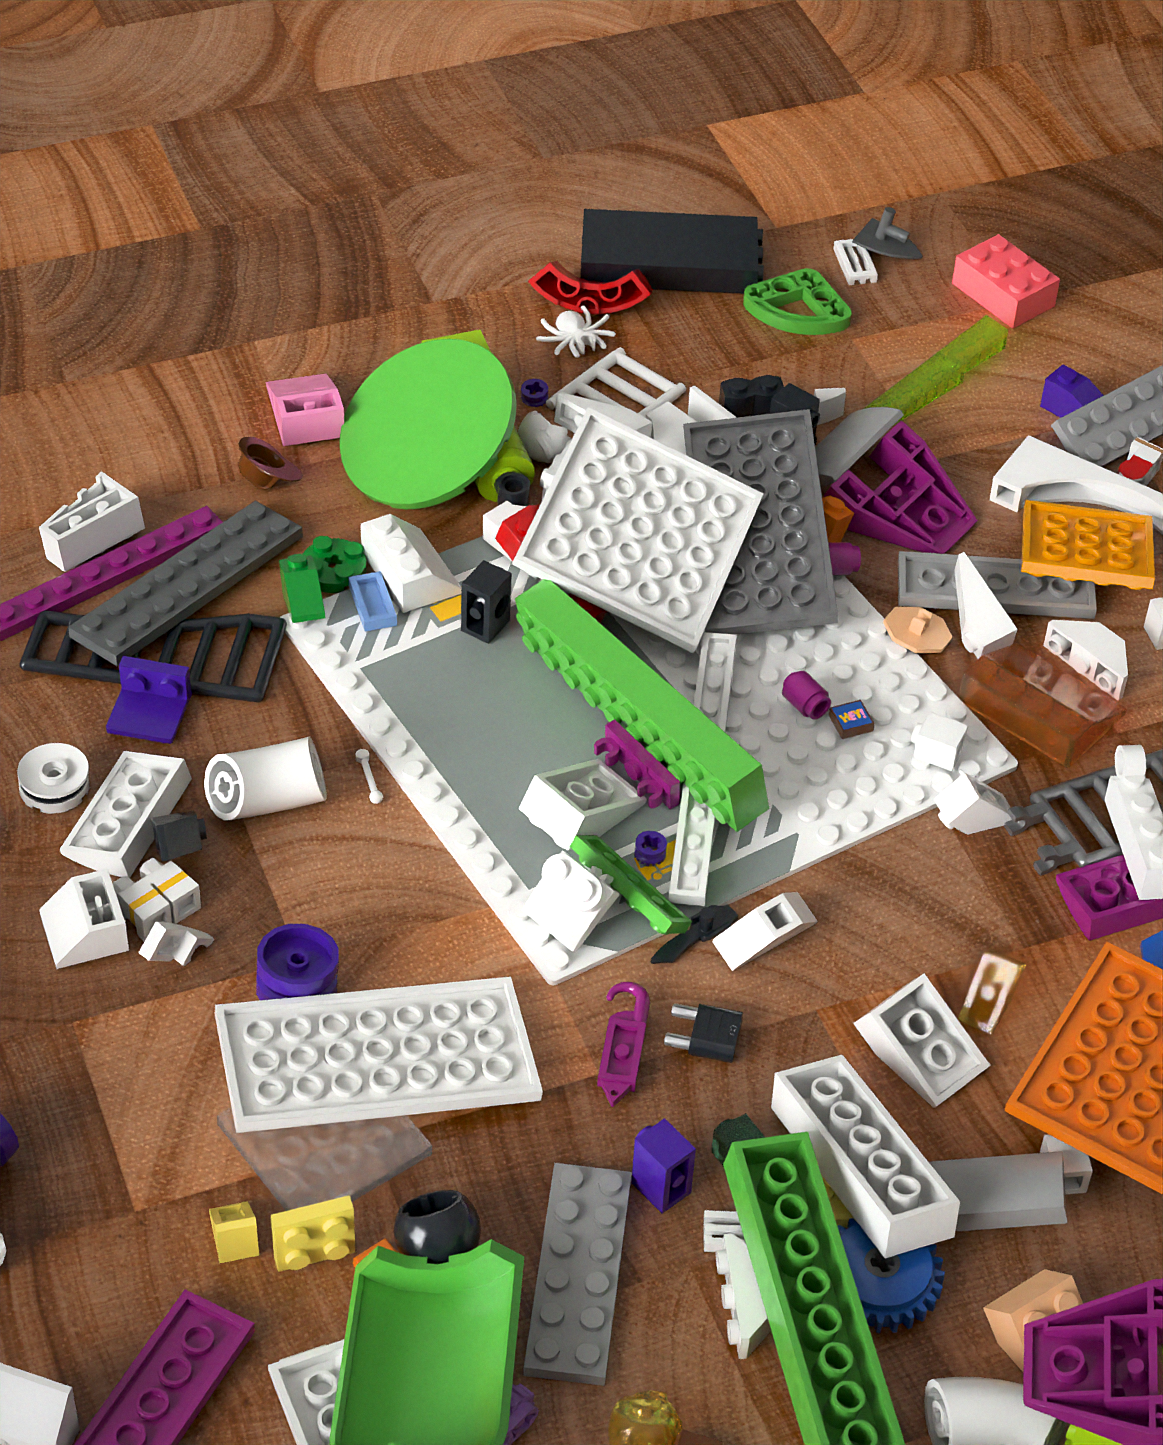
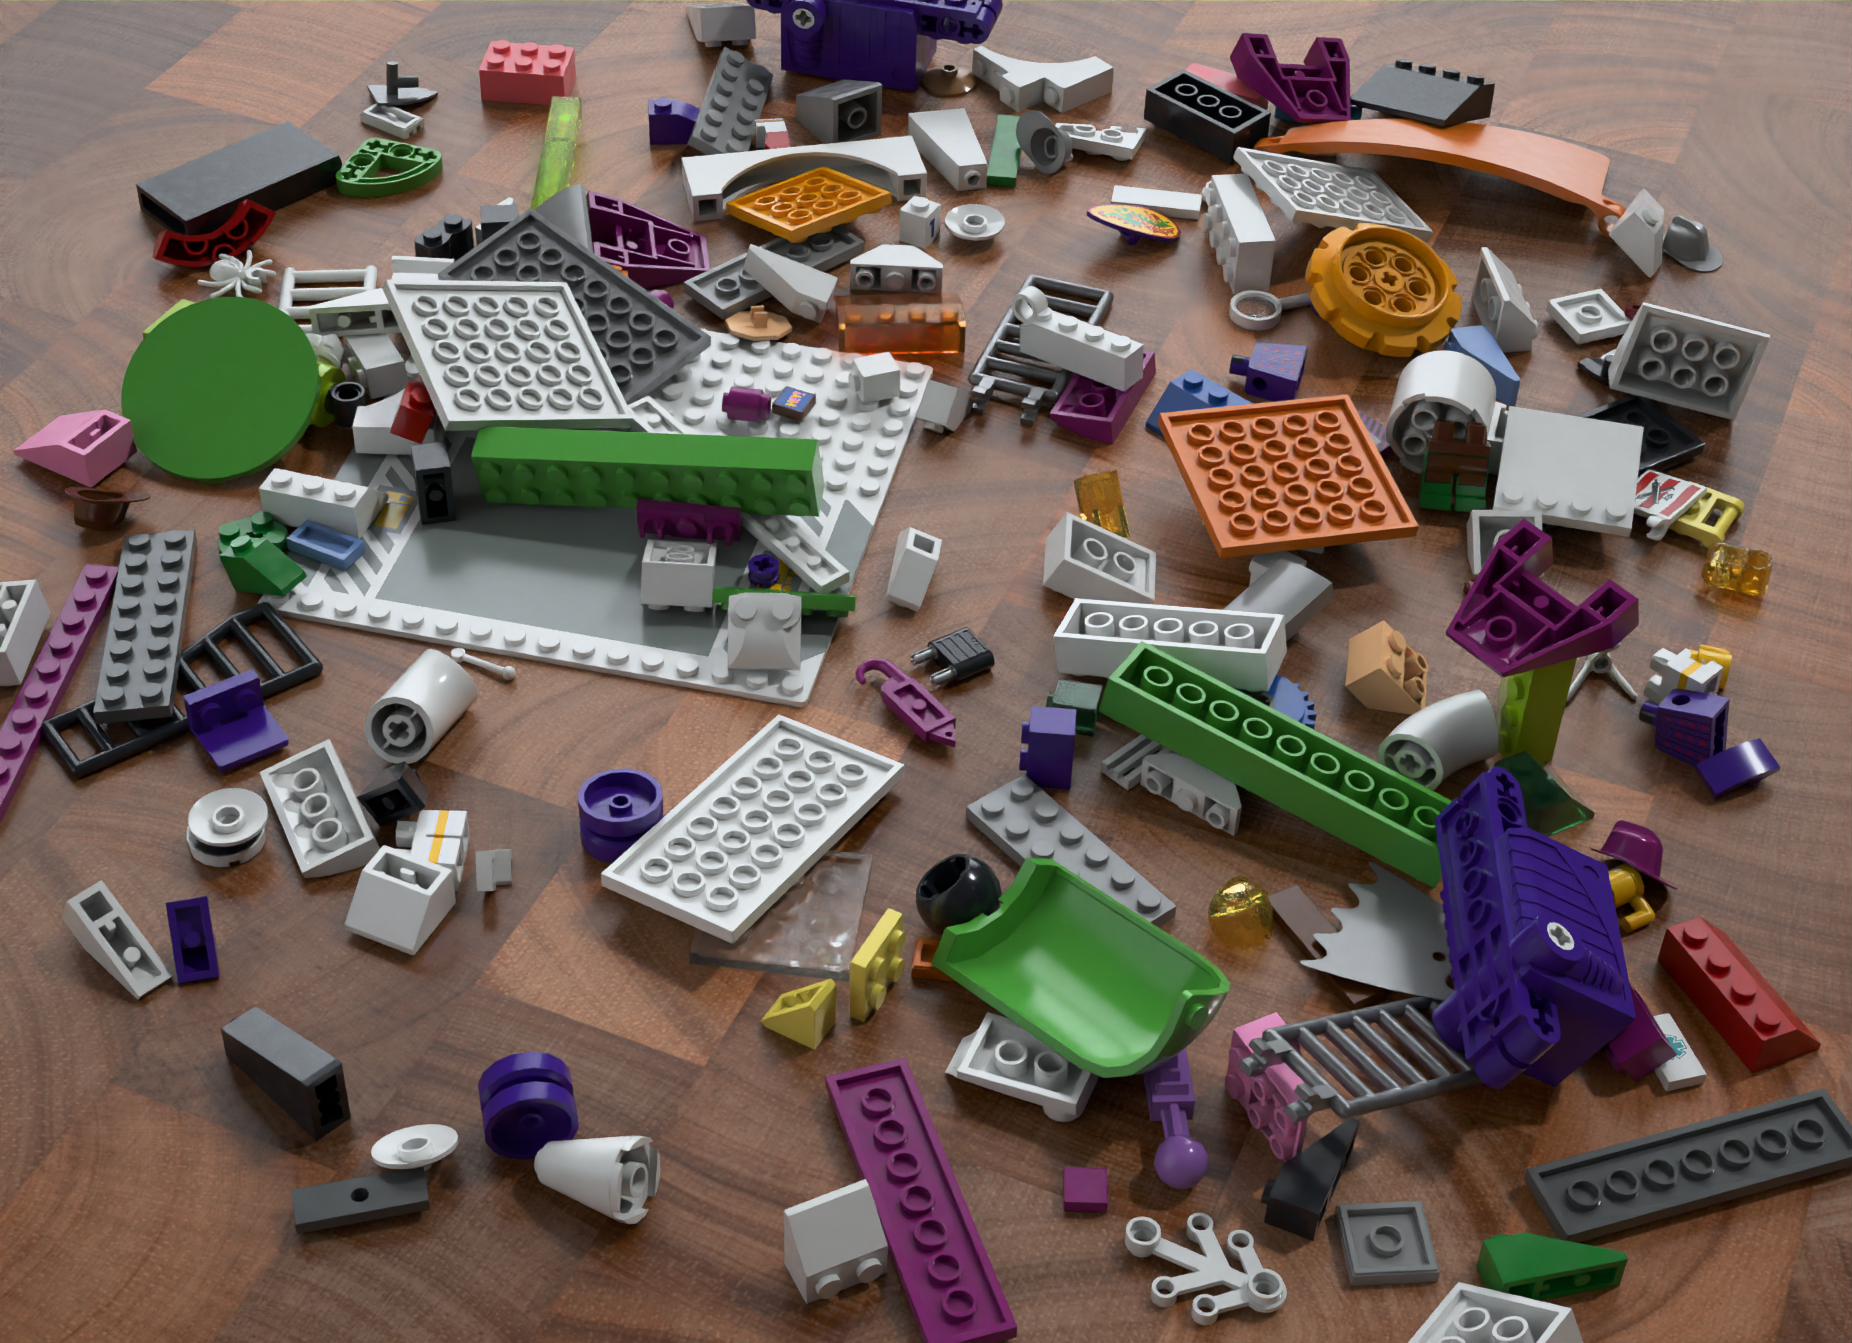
camera: 45 degrees left, 5 degrees down
(704, 927) = (867, 590): black piece -> none

